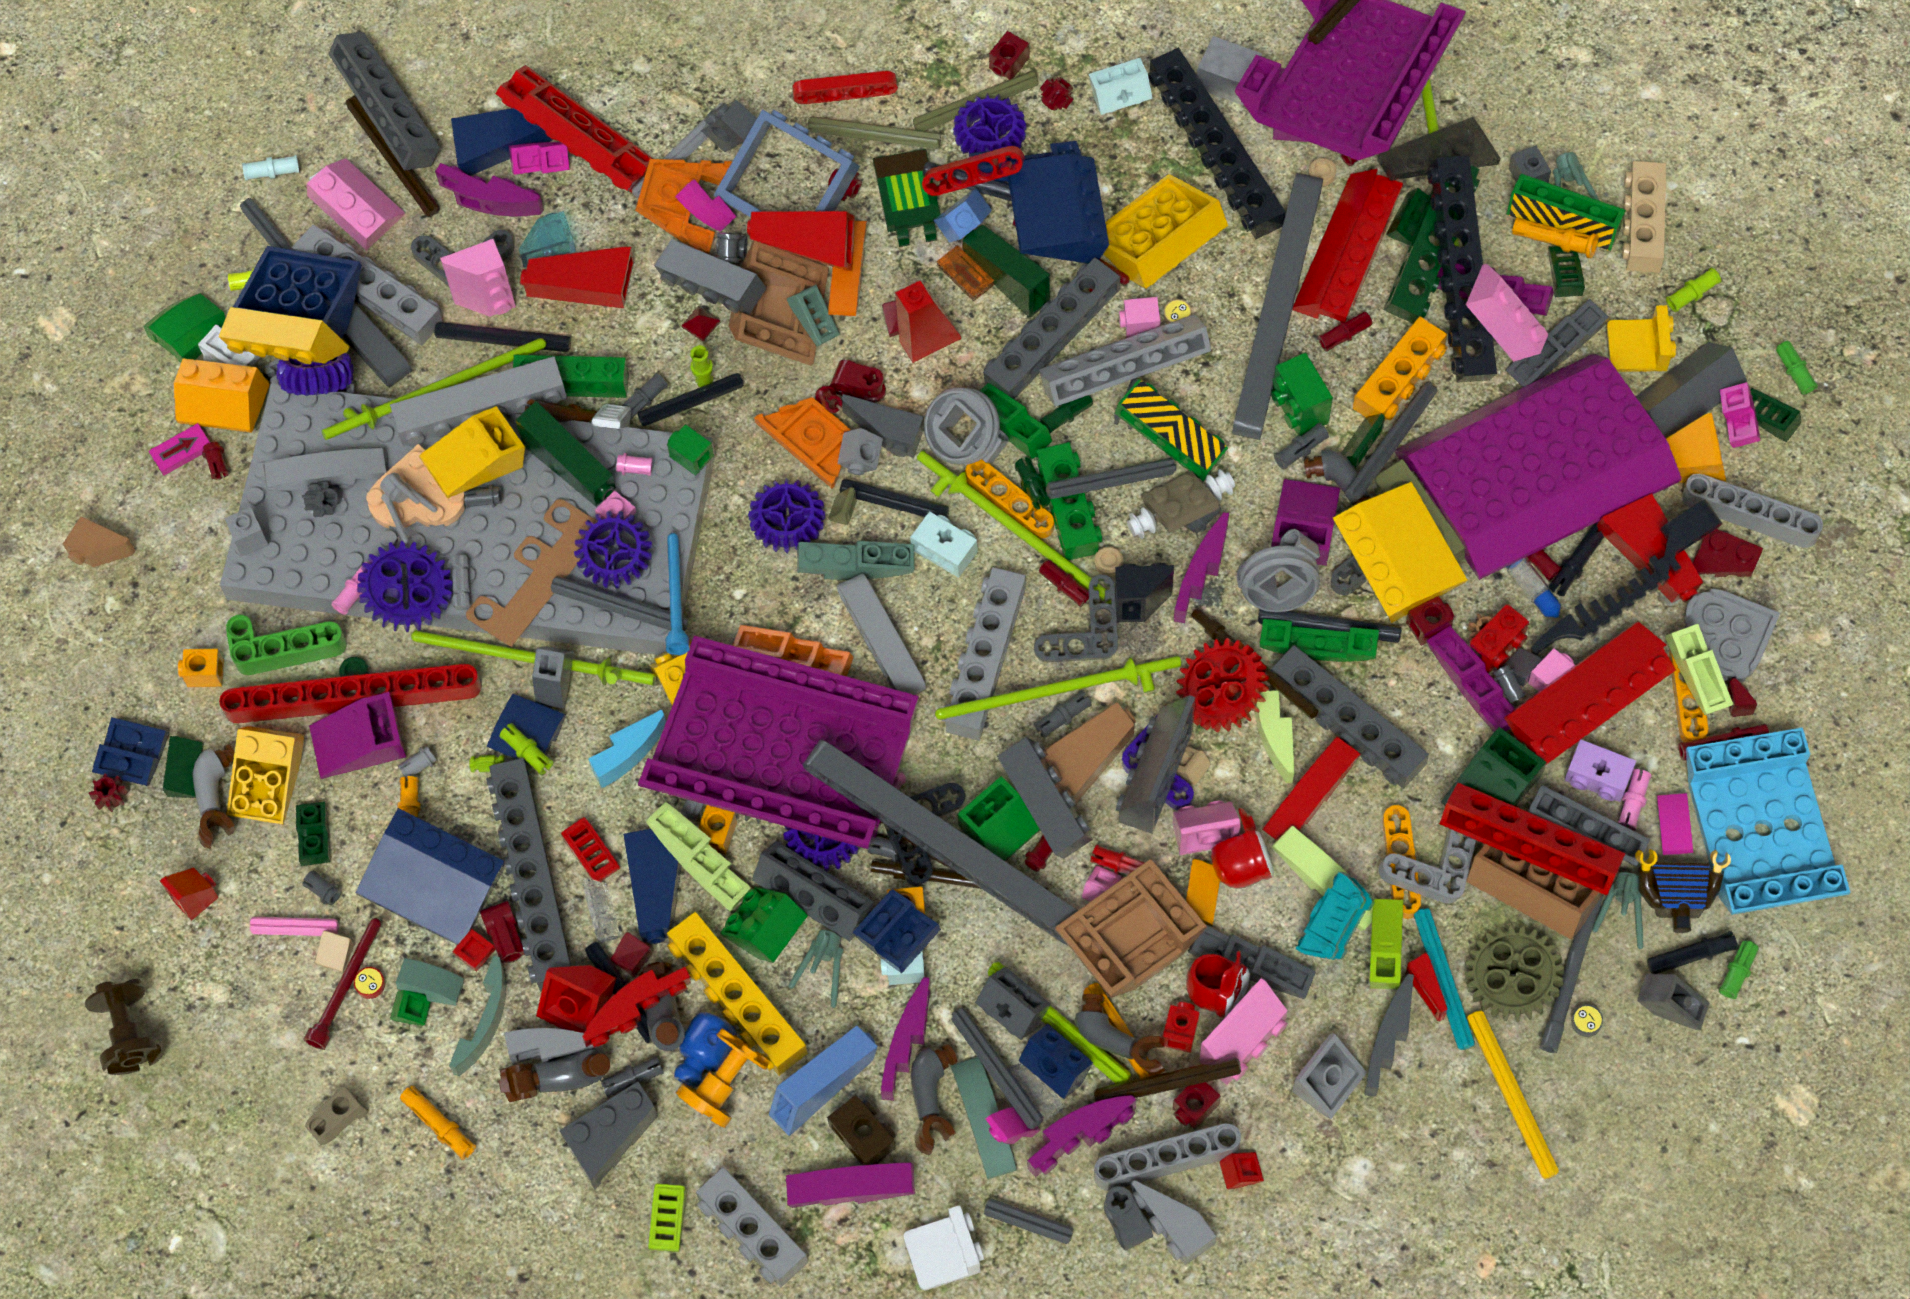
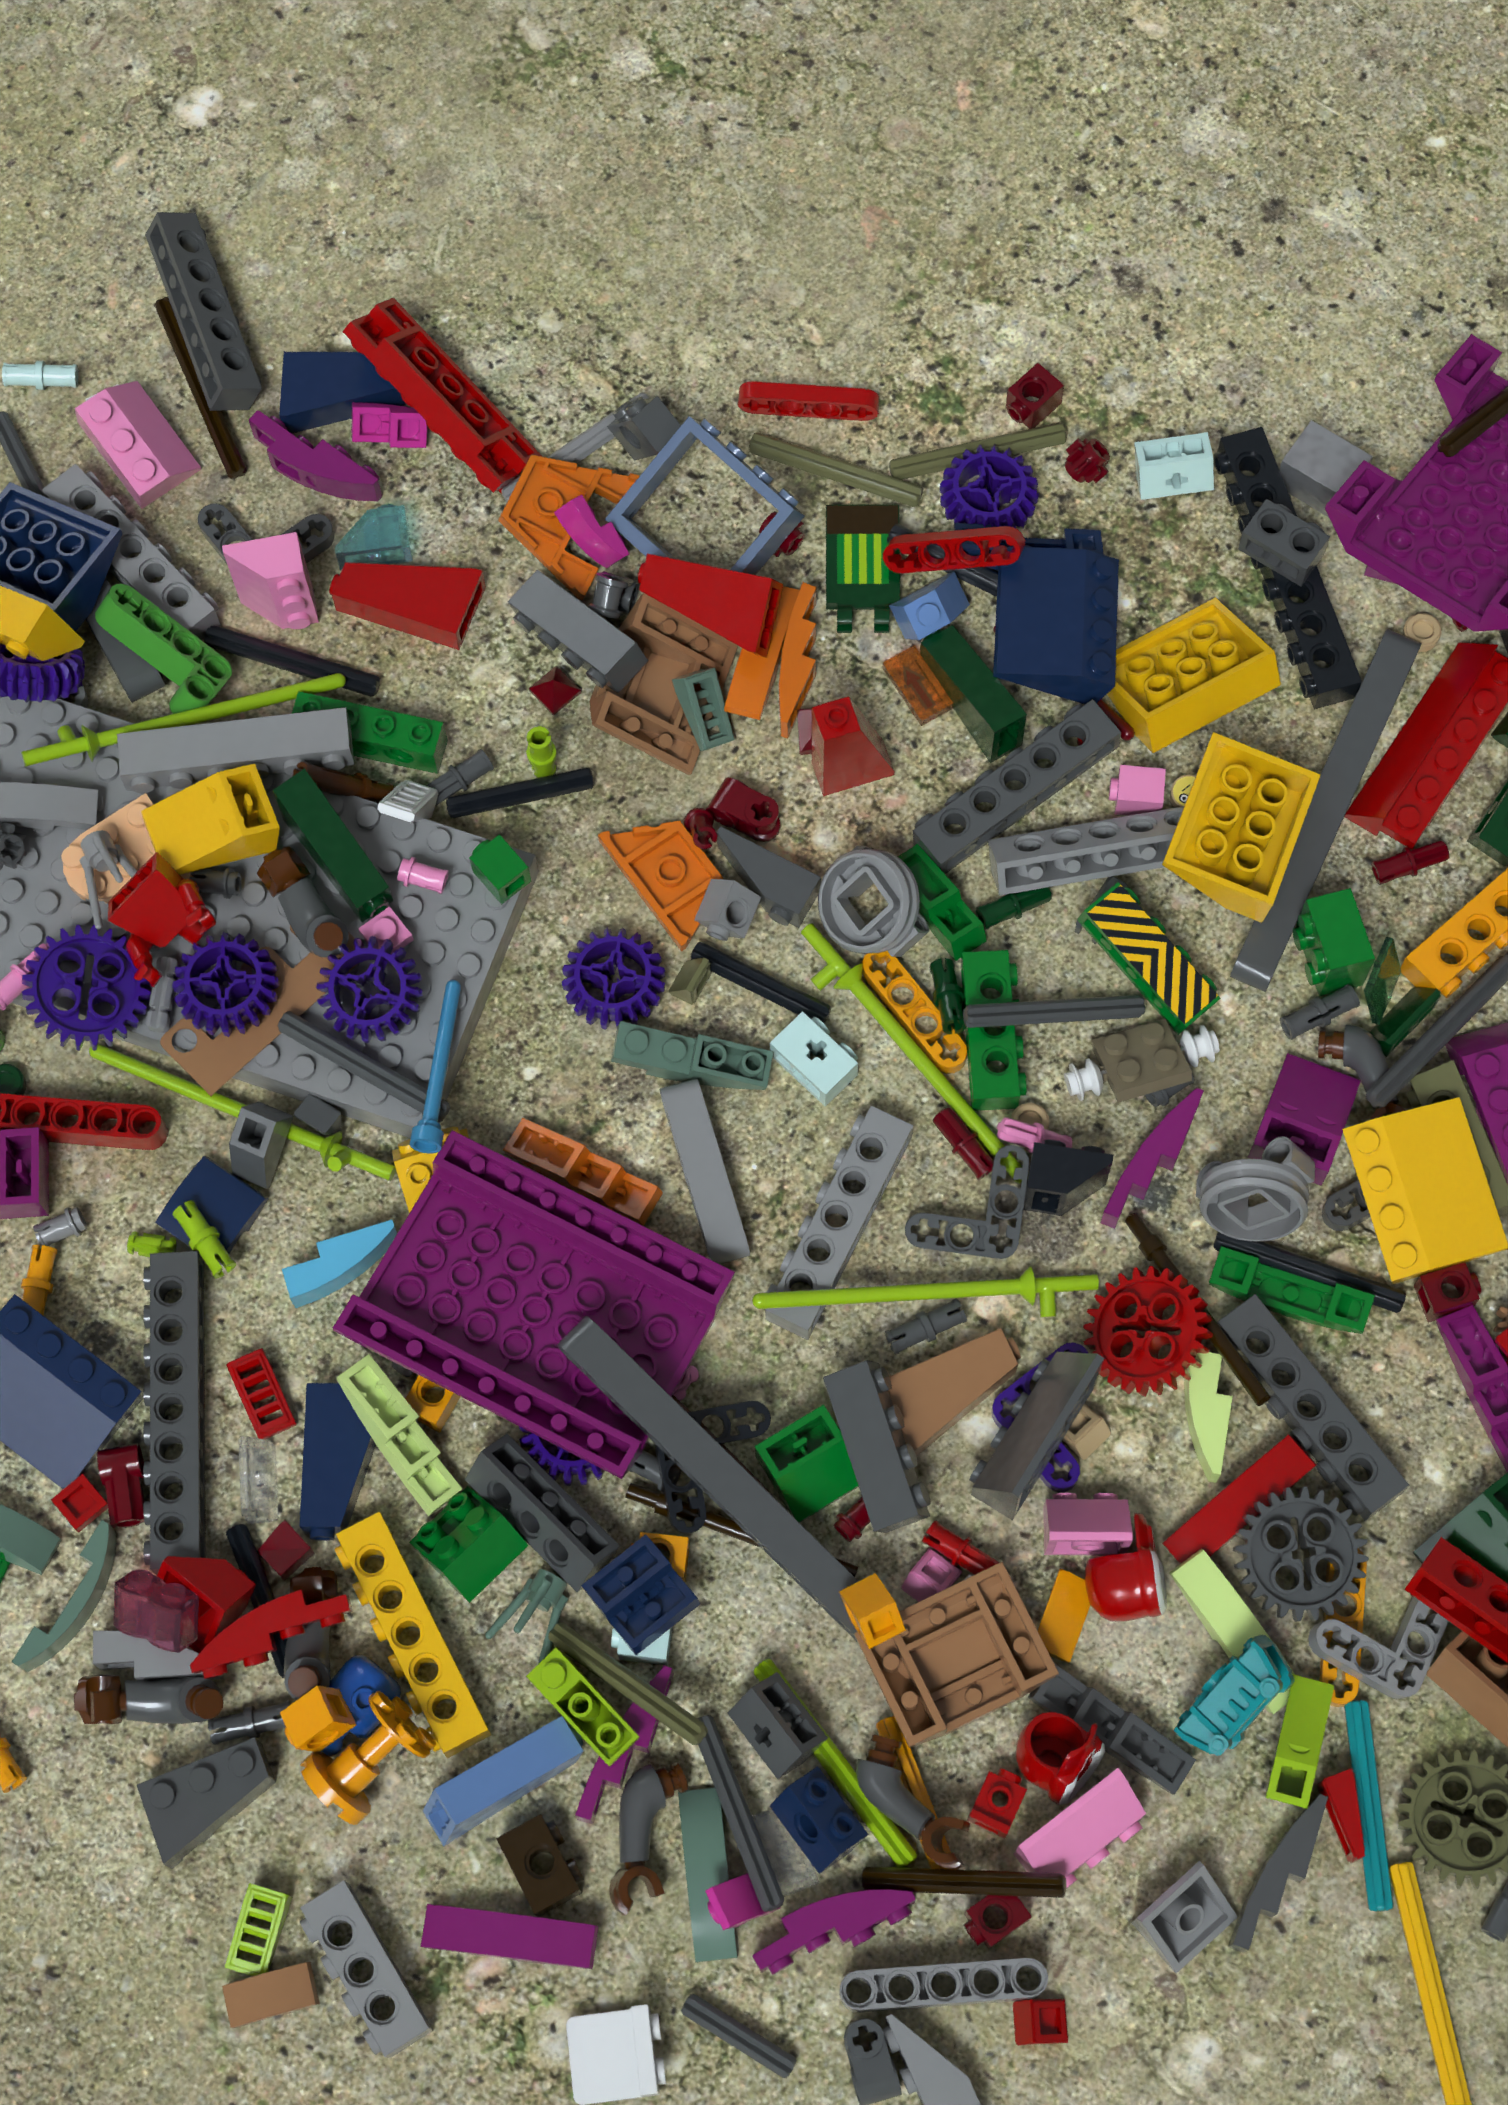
camera: 10 degrees right, 5 degrees up
(408, 340) = (165, 646): none -> bright green beam
(447, 520) = (155, 909): none -> red torso
(483, 567) = (195, 982): none -> dark purple gear
(547, 1008) = (156, 1610): none -> clear pink brick
(552, 502) = (303, 906): none -> piece
(592, 647) = (319, 1115): none -> dark grey slope
(681, 1057) = (317, 1719): none -> light orange brick
(685, 1258) = (270, 1994): none -> medium nougat slope
(870, 1015) = (583, 1706): none -> lime slope
(875, 274) = (797, 668): none -> orange slope
(900, 993) = (628, 1683): none -> olive axle
(1065, 907) = (872, 1611): none -> light orange brick
(1104, 566) = (1026, 1134): none -> bright pink axle
(1208, 129) = (1278, 549): none -> dark grey brick
(1218, 324) = (1240, 825): none -> yellow slope
(1336, 823) = (1337, 1547): none -> dark grey gear
(1341, 414) = (1382, 980): none -> clear green piece

